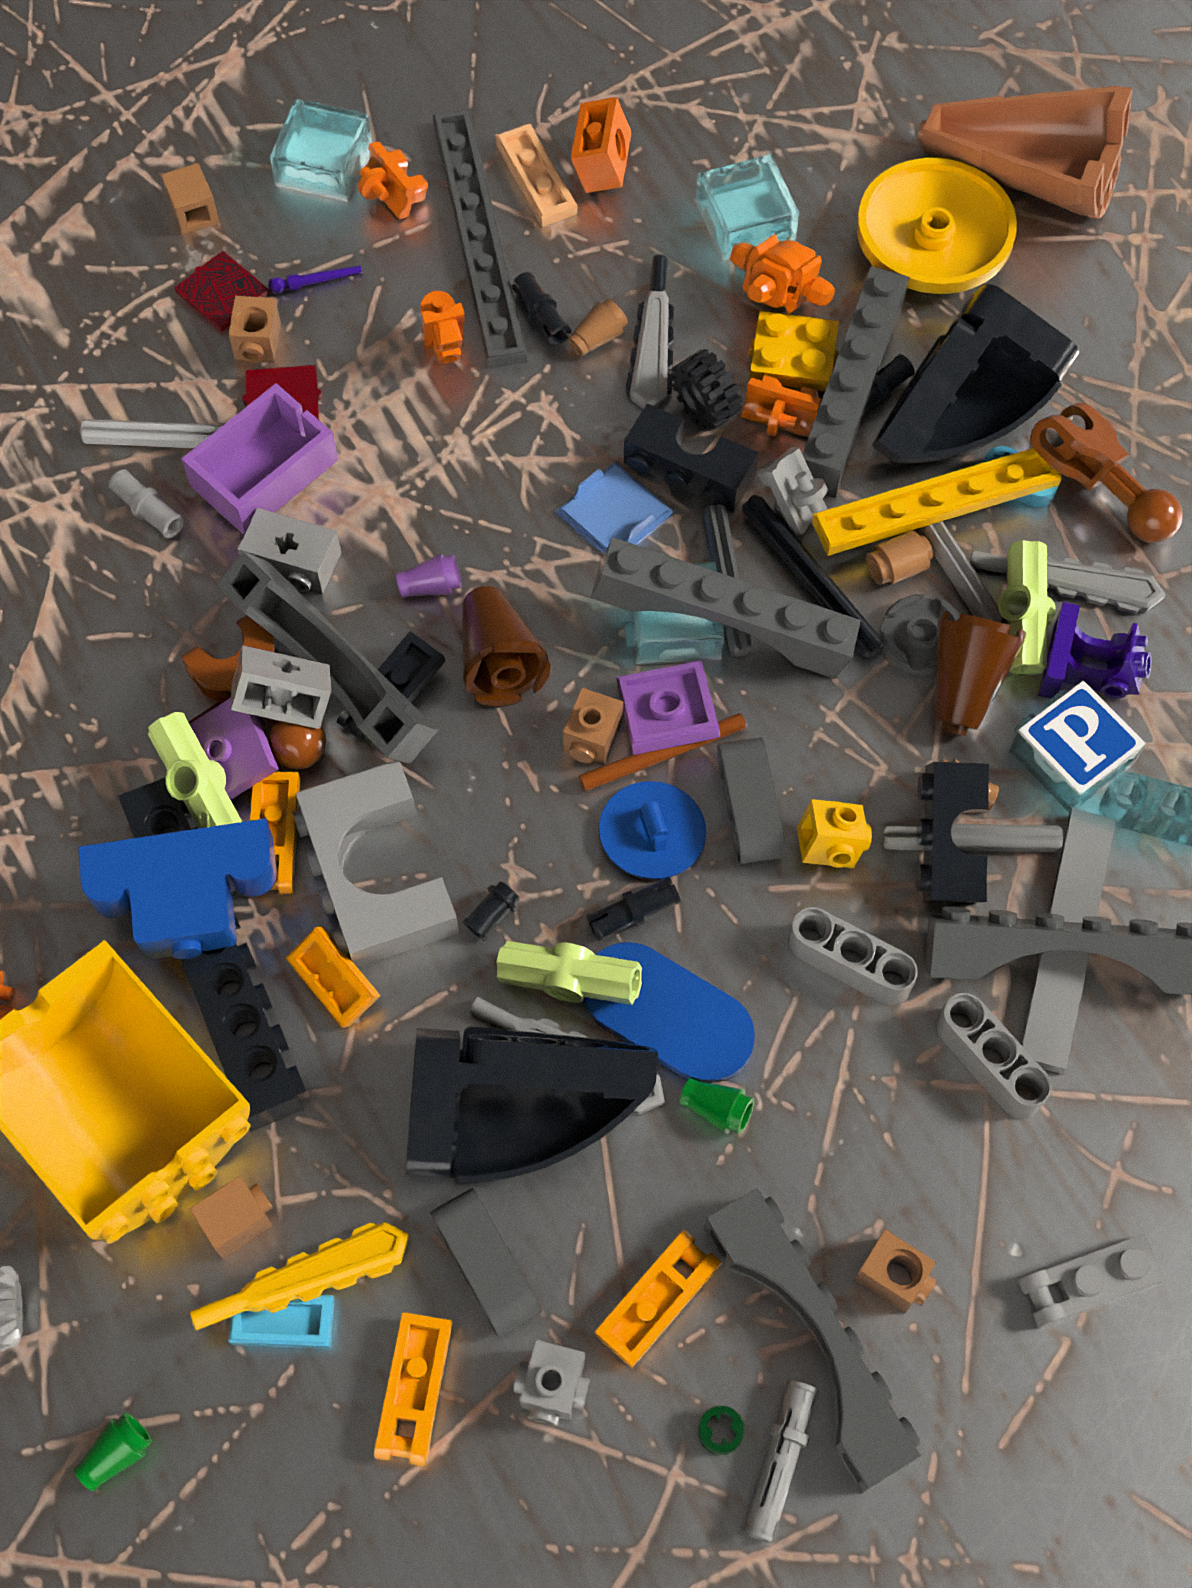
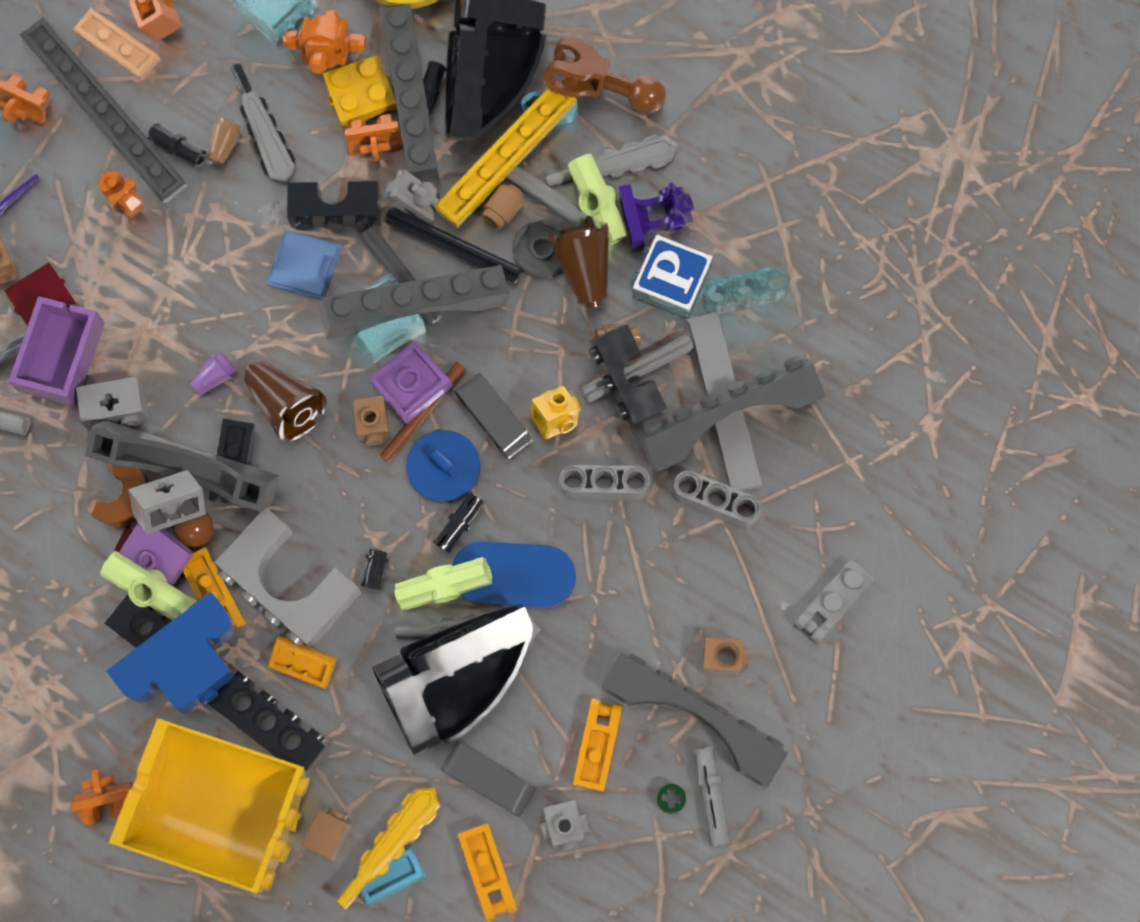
camera: 25 degrees left, 10 degrees up
(706, 389) = (320, 152): black tyre -> none
(720, 1105) = (573, 614): green cone -> none

